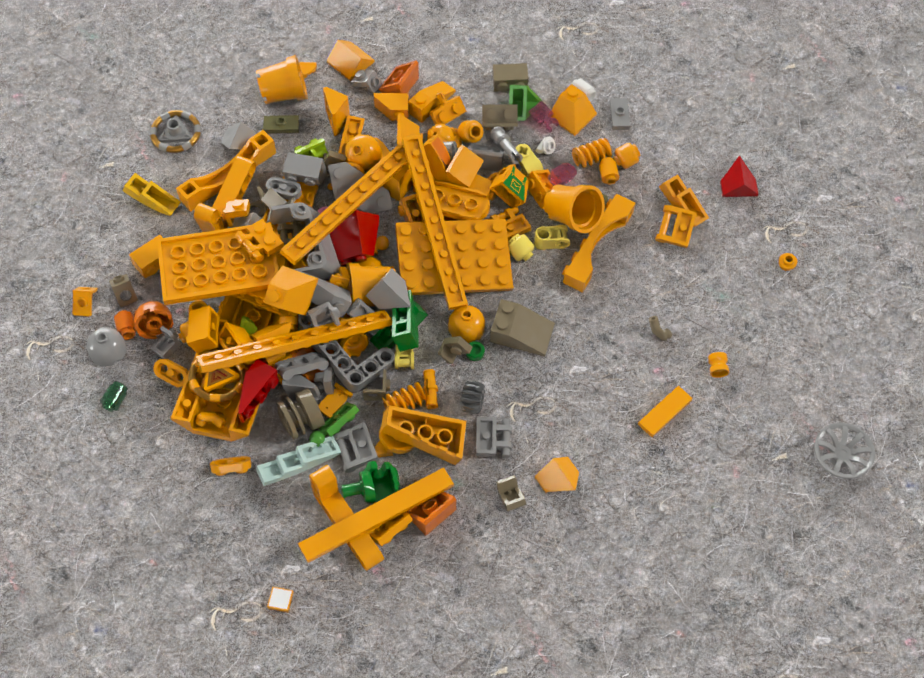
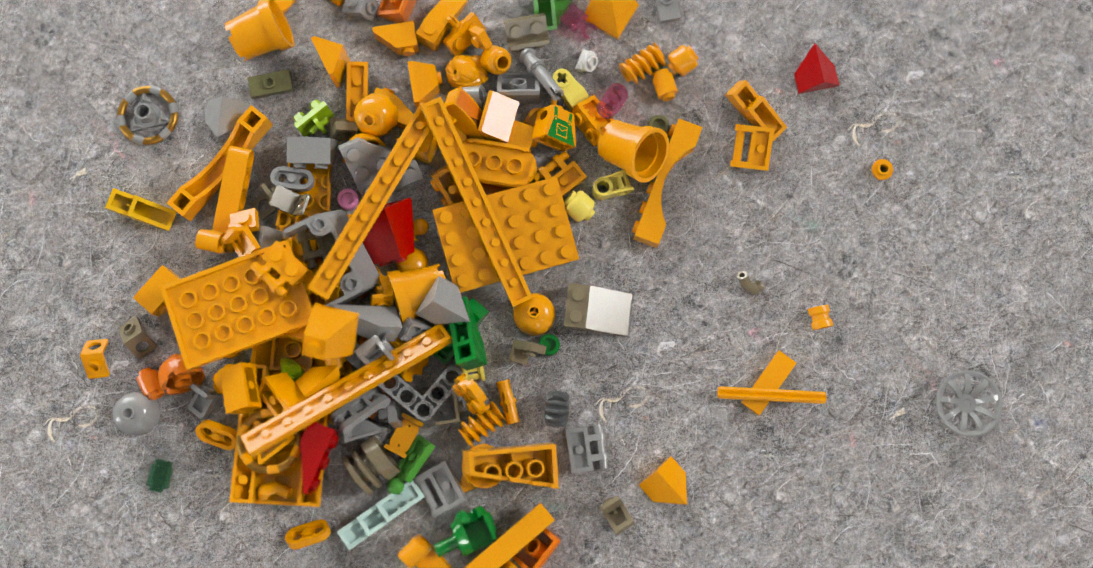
camera: 10 degrees left, 20 degrees up
(231, 216) = (241, 240): none -> light orange bracket
(399, 366) = (471, 393): none -> light orange plate
(460, 113) = (479, 38): none -> light orange plate
(666, 418) = (771, 395): none -> light orange axle

